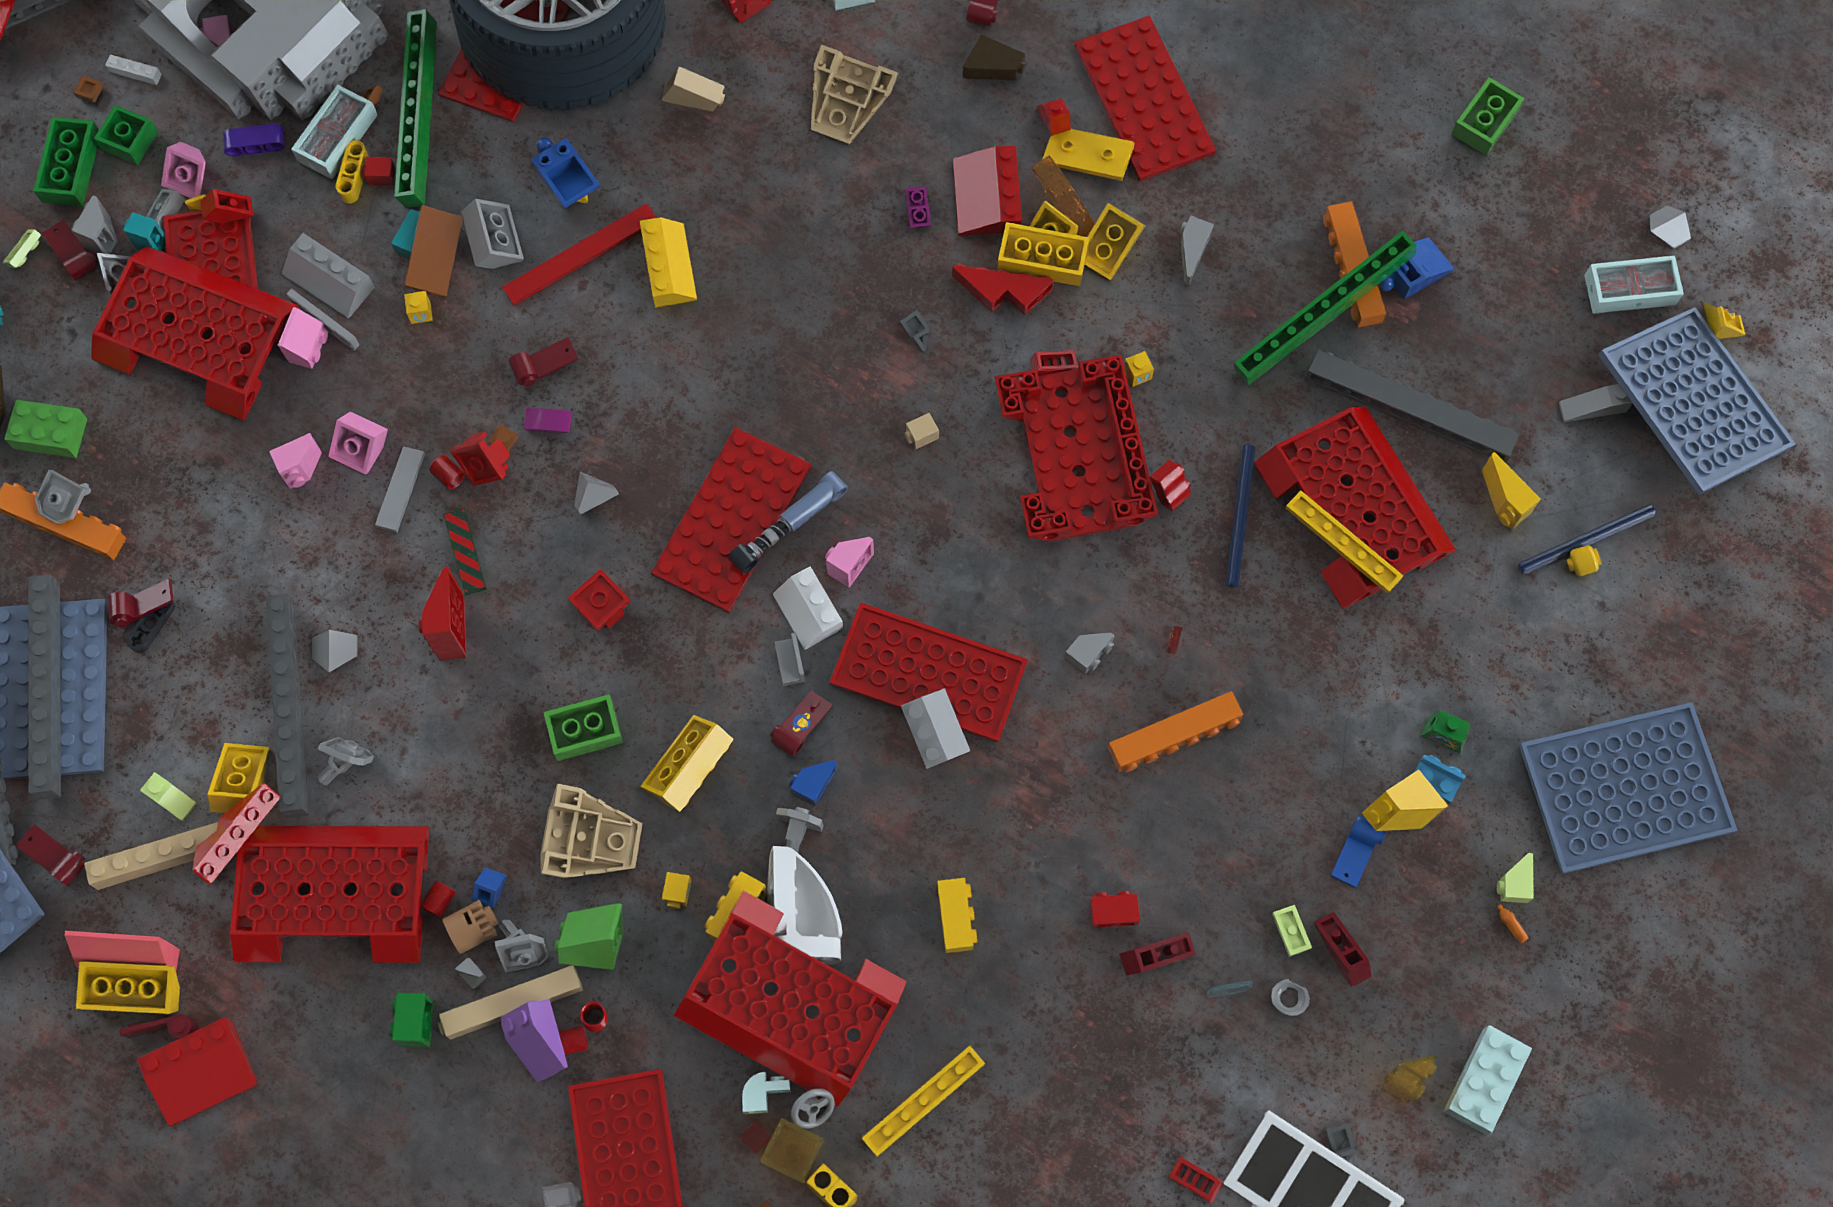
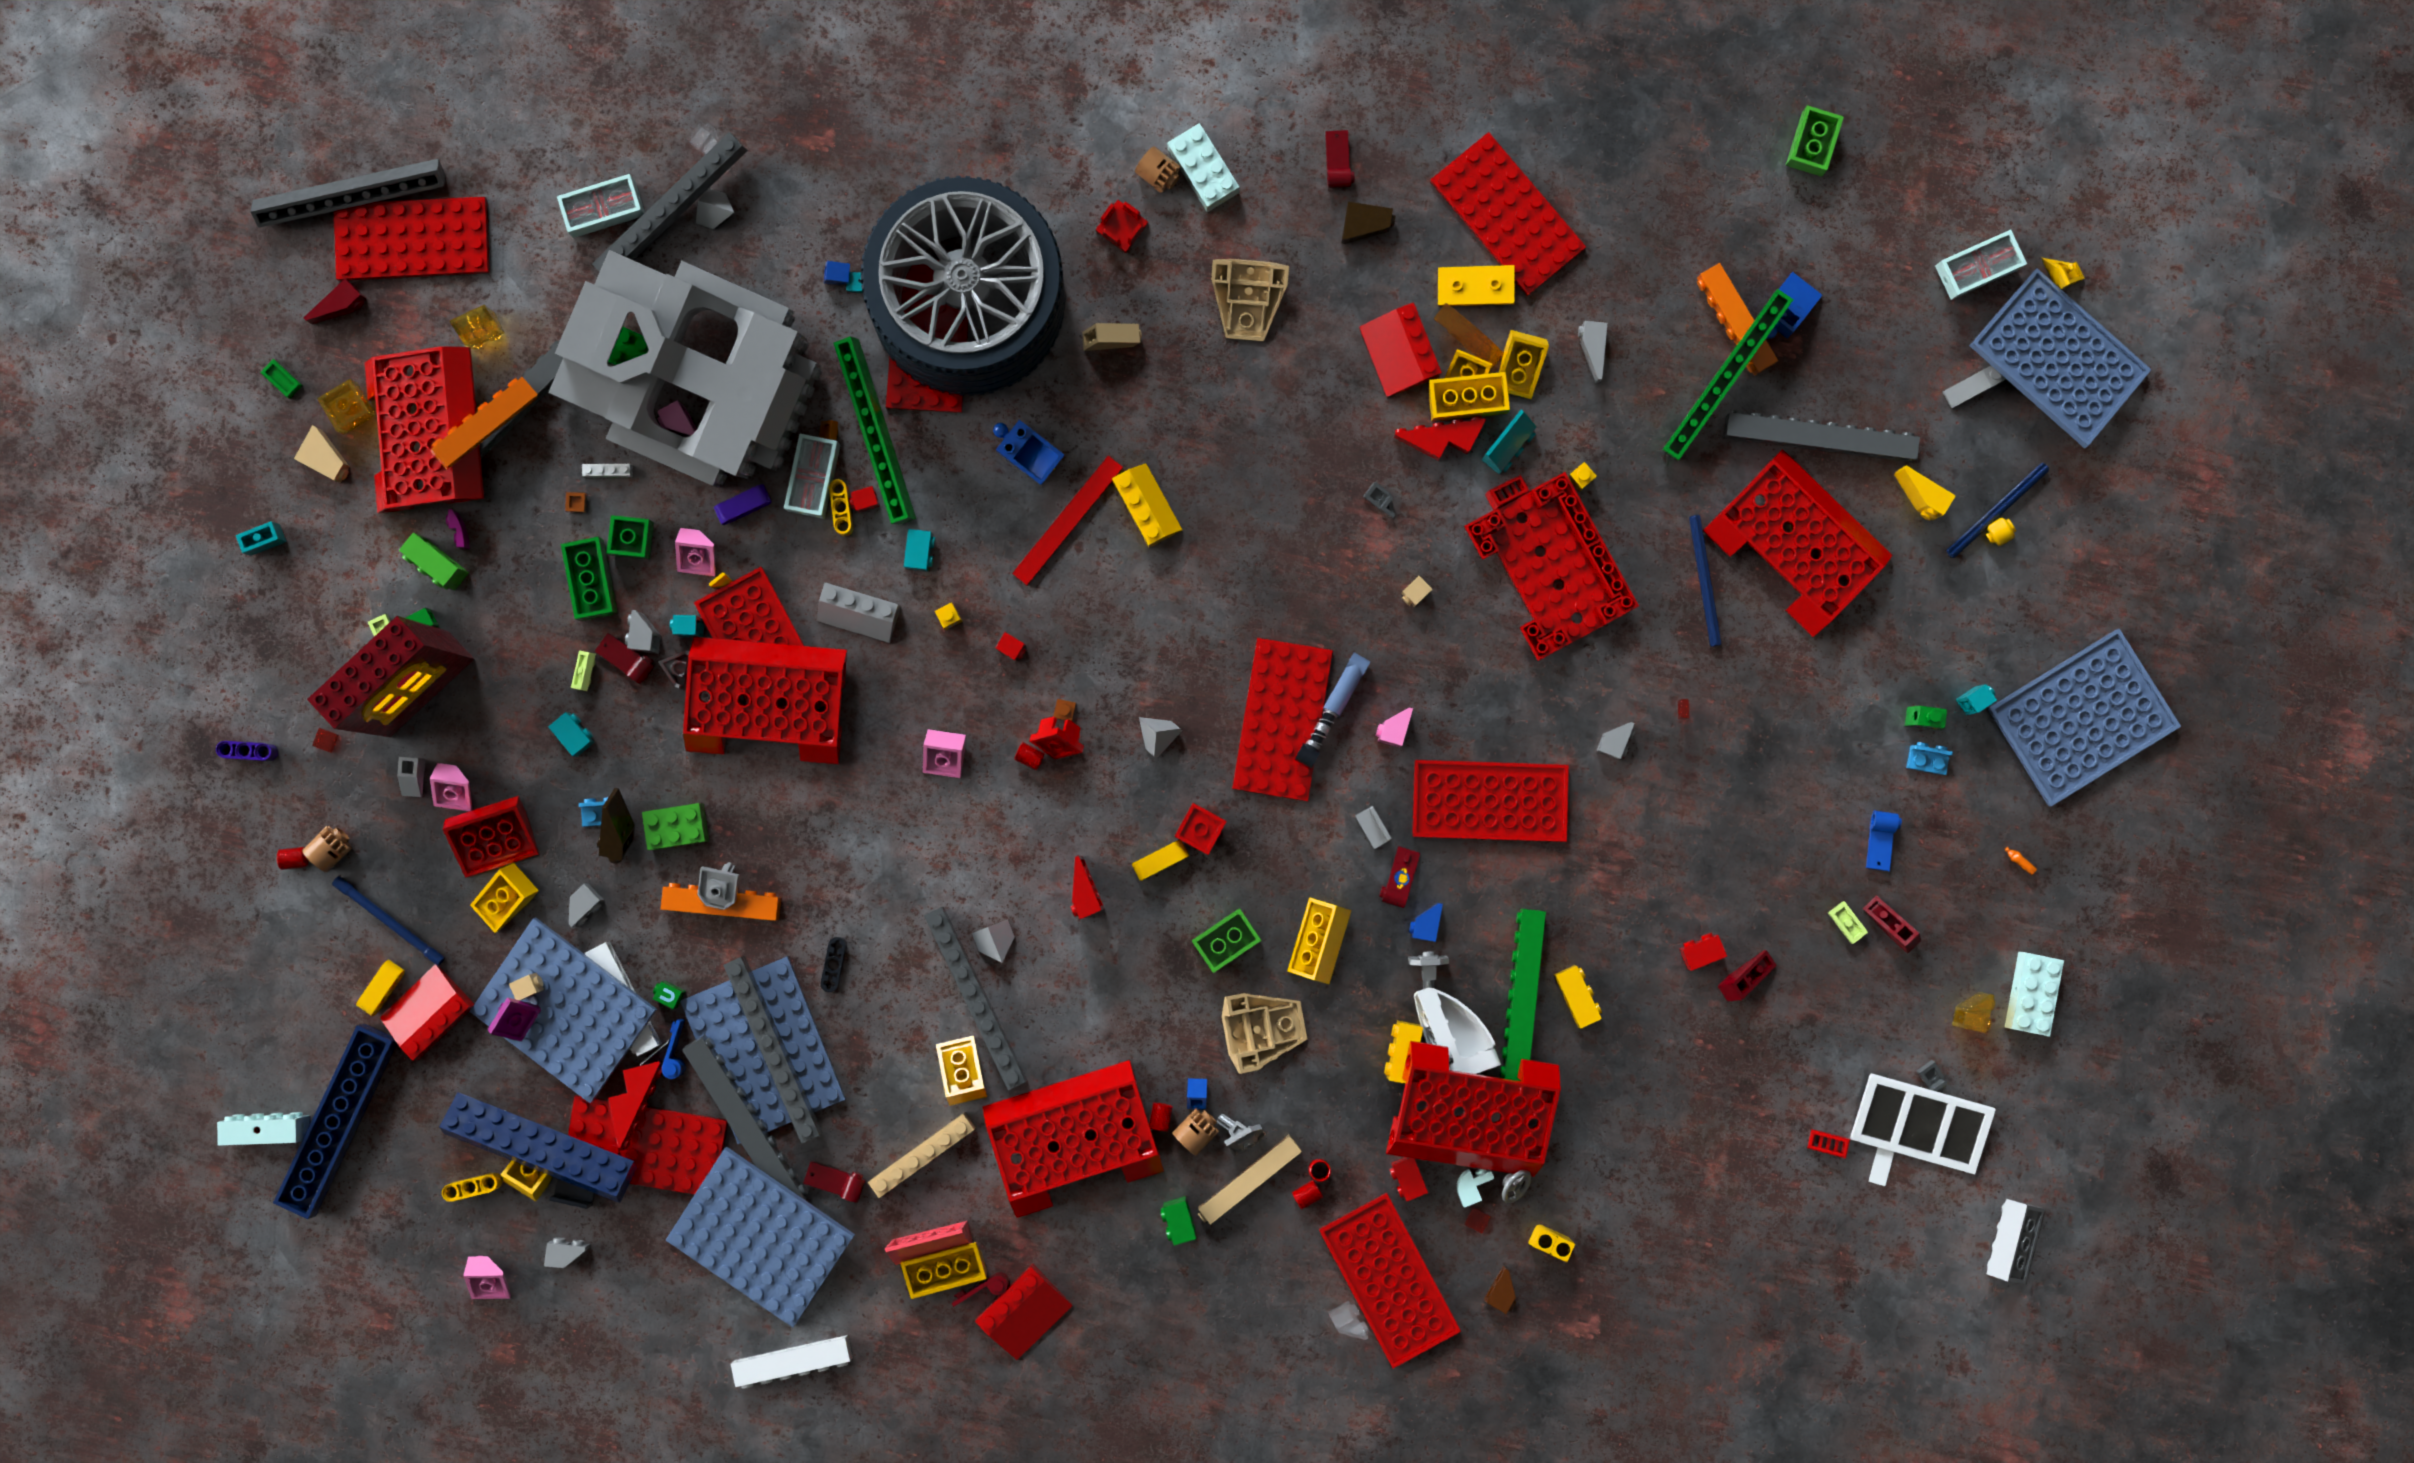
camera: 15 degrees left, 15 degrees up
(127, 608) = (821, 951): dark red door -> none
(166, 204) = (688, 592): light grey slope -> none
(168, 796) = (910, 1104): yellowish green slope -> none
(225, 206) = (747, 579): red slope -> none
(232, 832) = (979, 1116): slope -> none
(297, 460) = (901, 790): bright pink slope -> none
(302, 339) = (863, 678): bright pink slope -> none
(330, 325) = (870, 653): light grey tile -> none
(342, 756) = (1040, 1025): light grey piece -> none
(400, 489) = (994, 782): light grey tile -> none
(433, 251) = (942, 561): dark orange tile -> none
(465, 551) = (1069, 819): tile -> none
(470, 973) = (1209, 1166): light grey slope -> none
(471, 357) = (1011, 647): none -> red brick
(491, 234) = (985, 527): light grey slope -> none
(535, 1038) = (1281, 1203): medium lavender slope -> none
(545, 622) = (1160, 859): none -> yellow beam
(547, 420) = (1097, 682): magenta slope -> none
(550, 359) = (1073, 630): dark red door -> none
(591, 937) = (1296, 1110): bright green slope -> none
(676, 890) = (1348, 1048): yellow brick -> none
(692, 1059) = (1409, 1178): none -> red brick
(792, 1151) = (1512, 1224): clear yellow brick -> none
(808, 608) = (1373, 778): white slope -> none
(898, 886) = (1523, 991): none -> green brick
(918, 207) = (1344, 384): magenta slope -> none
(923, 1101) = (1599, 1151): yellow plate -> none
(935, 728) = (1513, 849): light grey slope -> none
(1055, 116) = (1436, 259): red slope -> none
(1071, 310) = (1510, 443): none -> teal slope
(1170, 485) = (1641, 576): red brick -> none
(1175, 731) = (1707, 787): orange brick -> none
(1229, 989) = (1813, 987): clear light blue piece -> none
(1303, 998) = (1872, 978): light grey piece -> none
(1344, 542) = (1802, 585): yellow plate -> none
(1405, 805) = (1911, 792): yellow slope -> none
(1508, 726) = (1977, 699): none -> teal brick
(1518, 882) = (2016, 824): yellowish green slope -> none
(1670, 226) = (1996, 196): slope -> none

